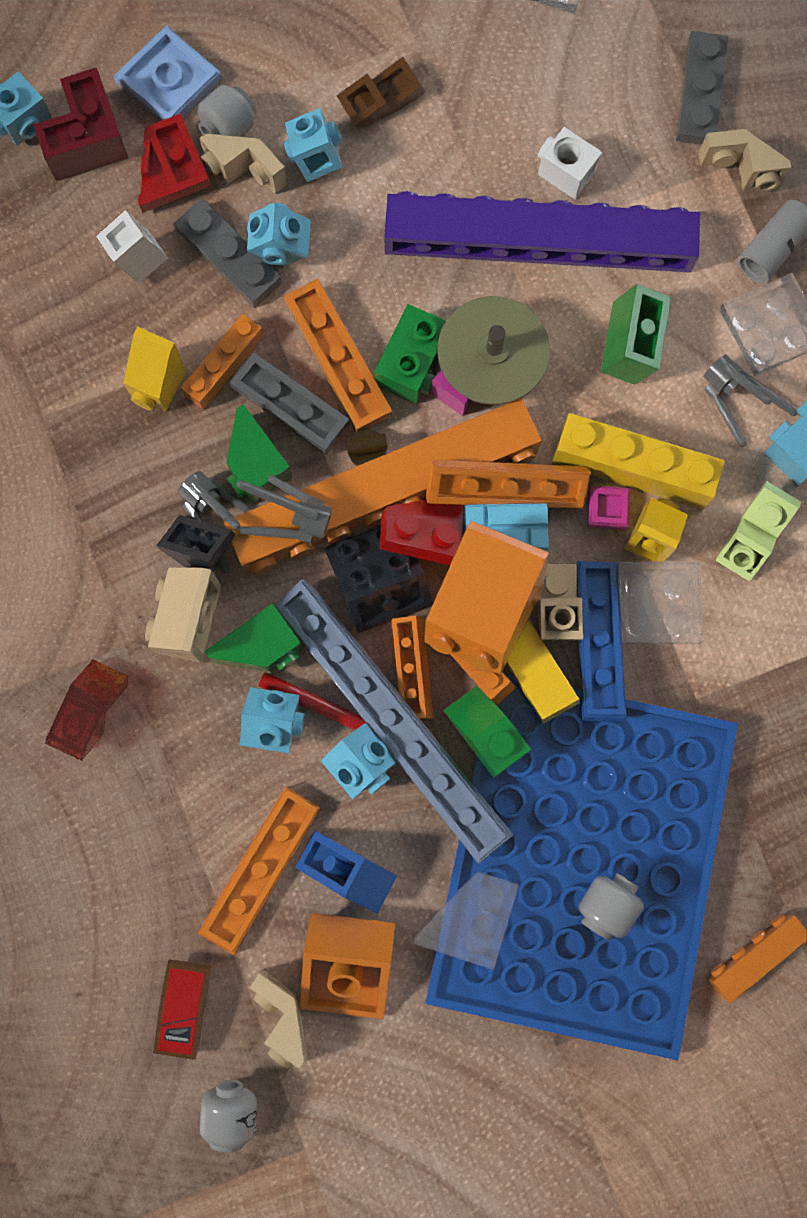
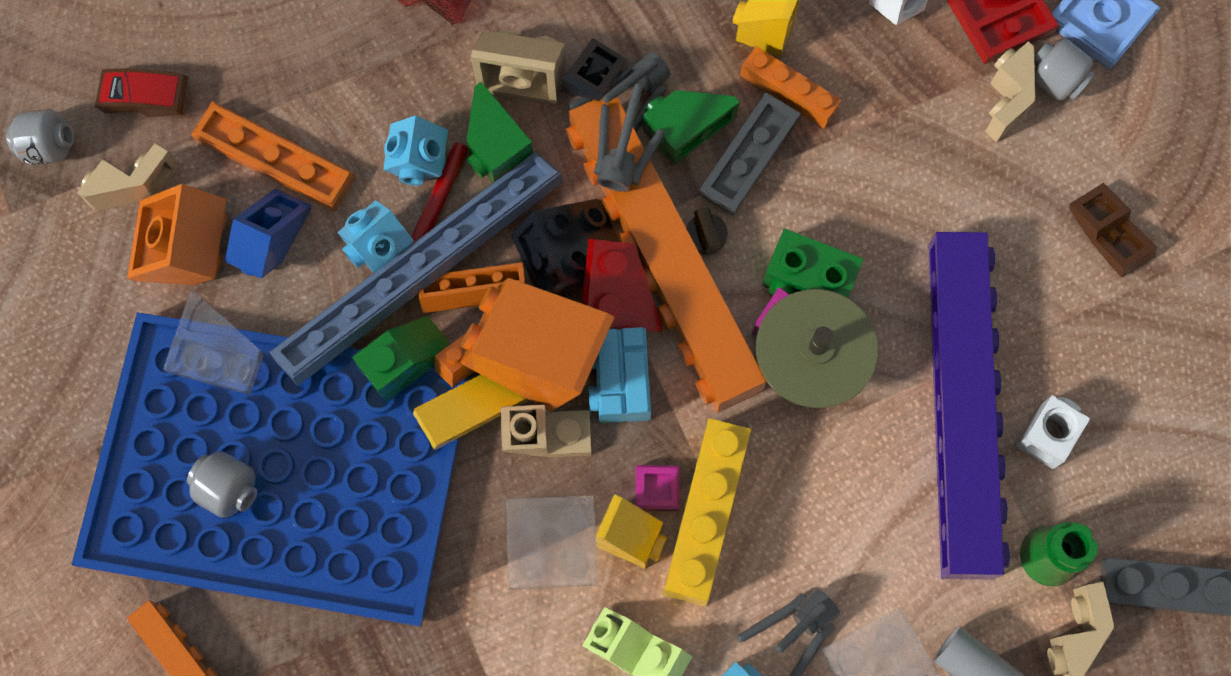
camera: 90 degrees right, 5 degrees down
(227, 253) = (911, 86): dark grey plate -> none
(278, 235) = (930, 127): medium azure brick -> none
(313, 144) = (1037, 157): medium azure brick -> none
(337, 355) = (805, 198): orange plate -> none
(507, 484) = (670, 372): orange tile -> none
(601, 644) = (505, 476): blue tile -> none
(636, 334) = (851, 507): green brick -> none
(676, 171) = (1045, 558): none -> green plant

